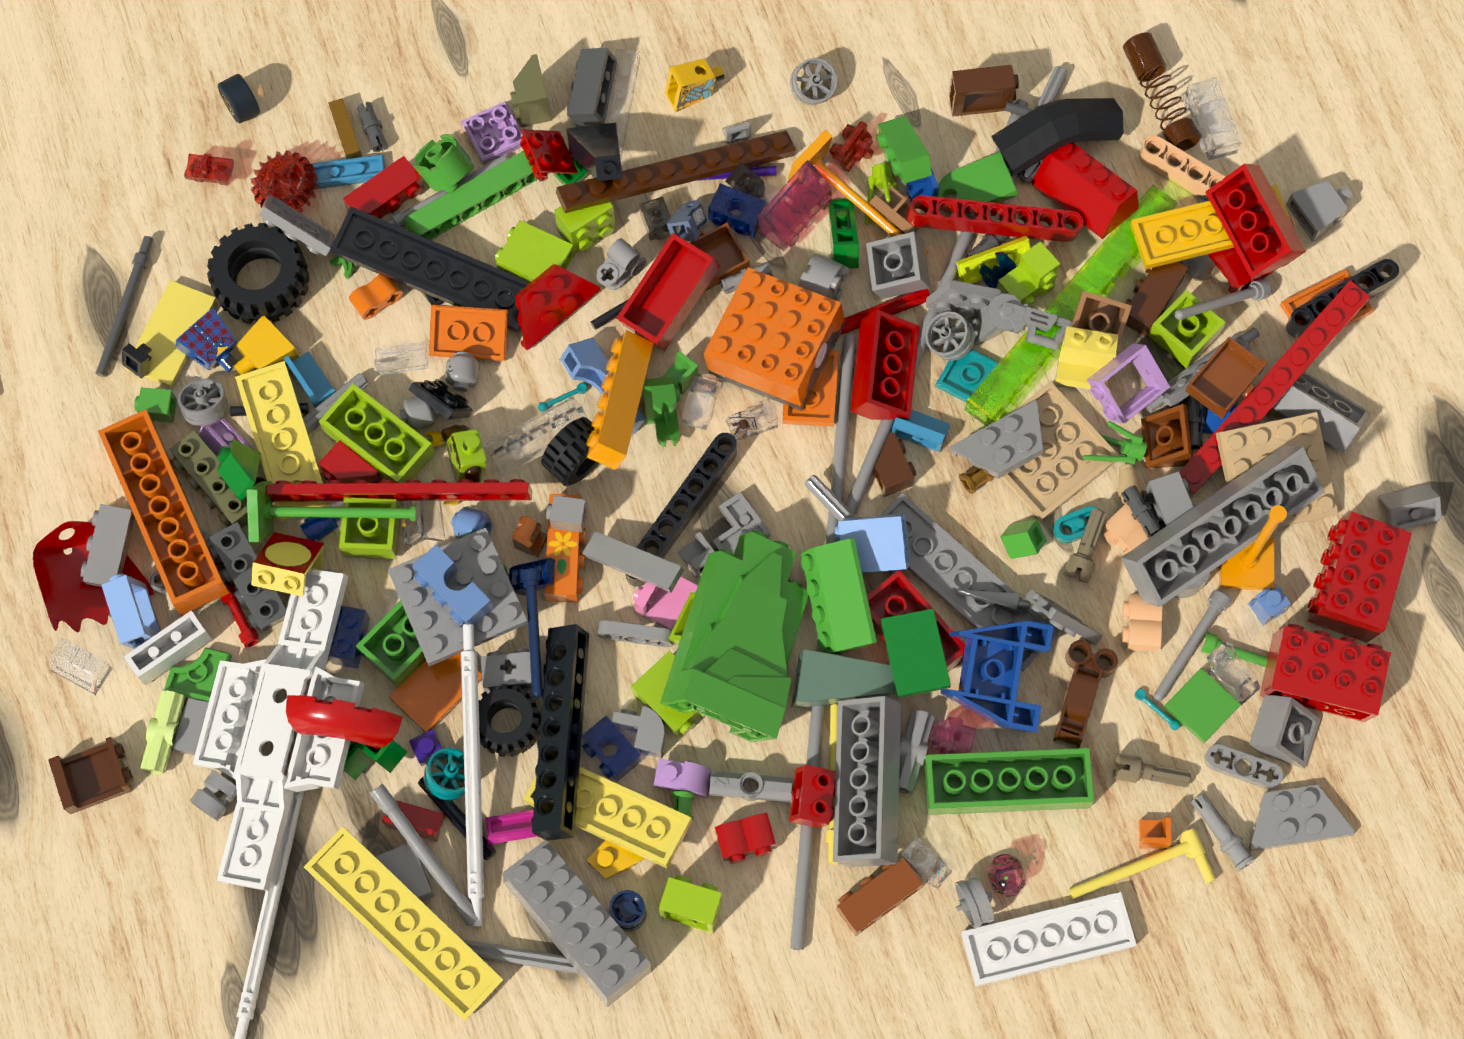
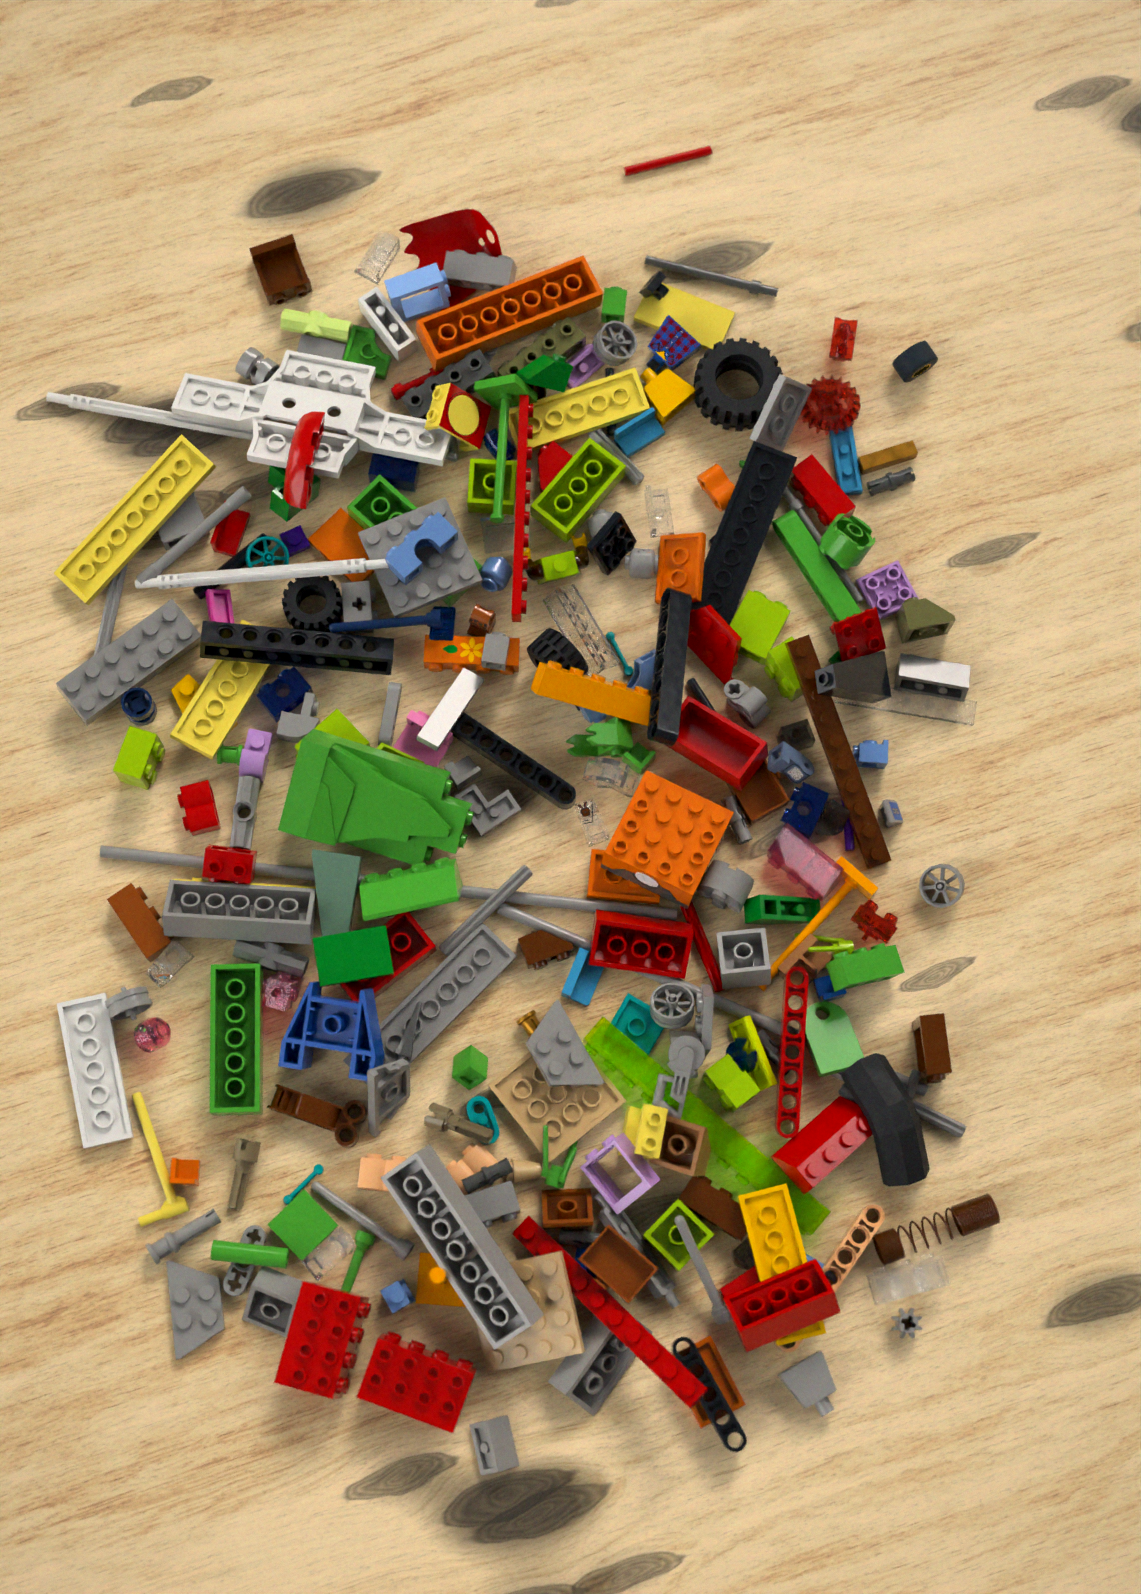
camera: 85 degrees right, 5 degrees up
(587, 332) = (669, 667): none -> black beam
(673, 142) = (871, 754): none -> medium blue brick
(691, 83) = (934, 762): yellow torso -> none
(879, 541) = (463, 926): light blue brick -> none
(1240, 756) = (249, 1254): none -> bright green piece
(1252, 127) = (912, 1319): none -> light grey gear

